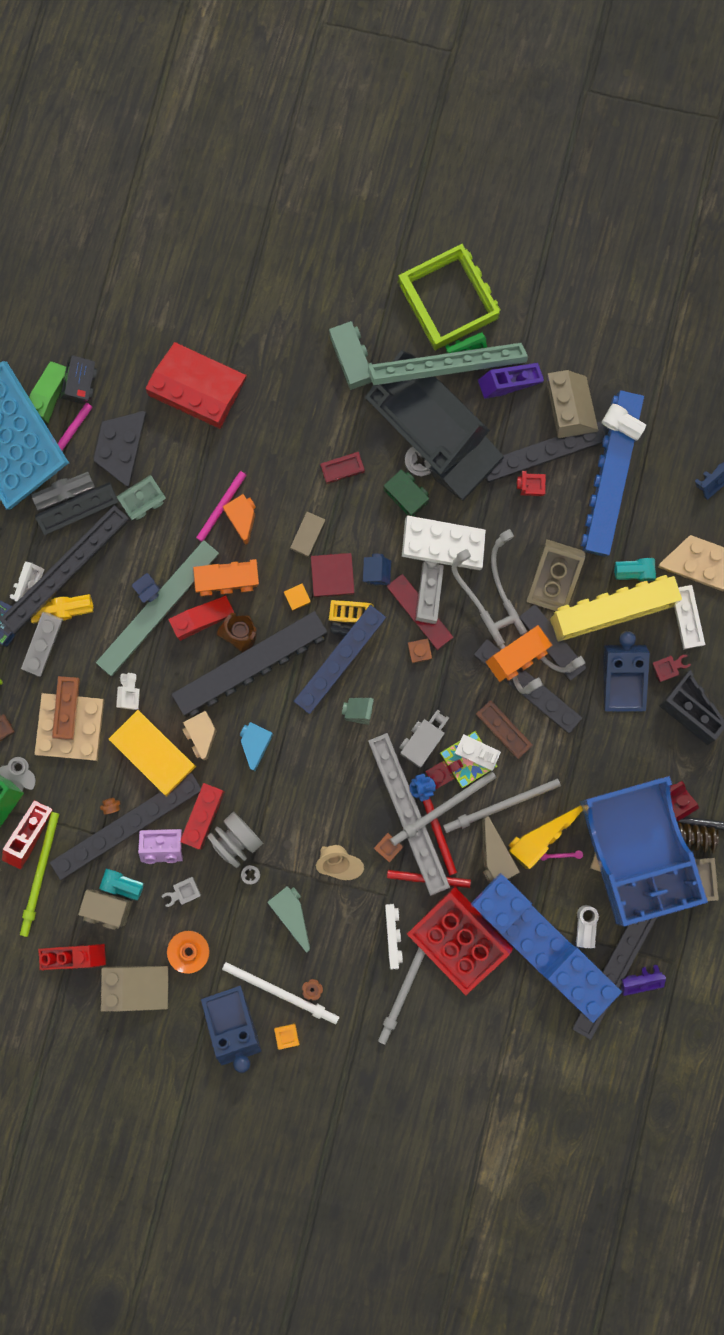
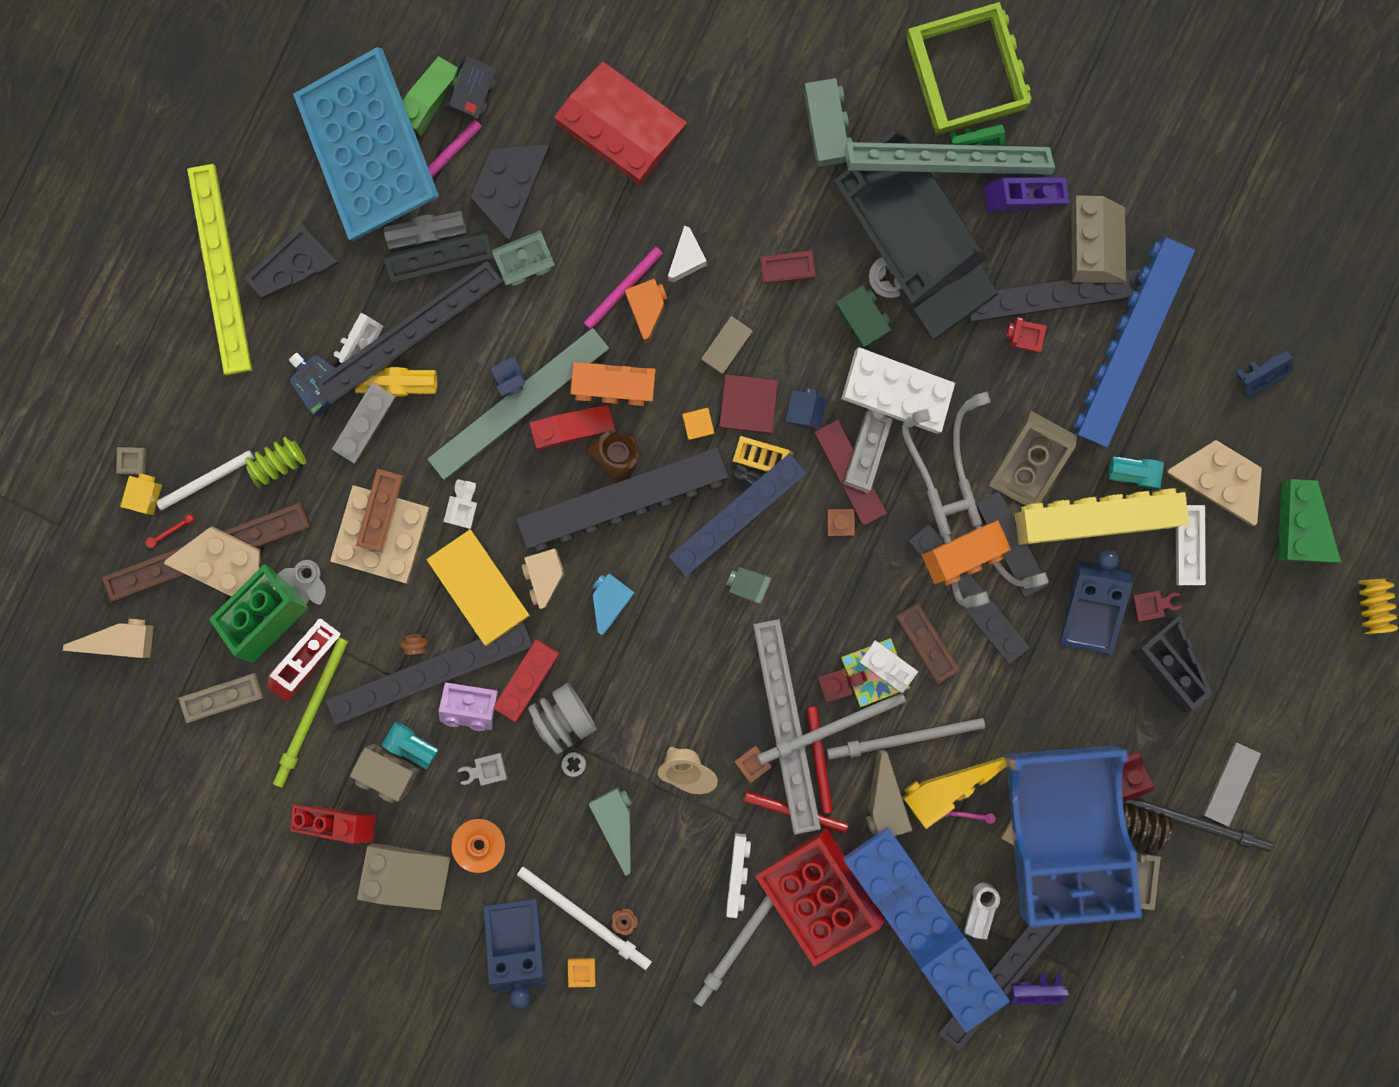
camera: 15 degrees right, 5 degrees up
(265, 474) = (687, 257): none -> white slope
(422, 787) = (810, 697): blue gear -> none
(423, 740) = (823, 637): light grey brick -> none
(619, 420) = (1156, 275): white piece -> none

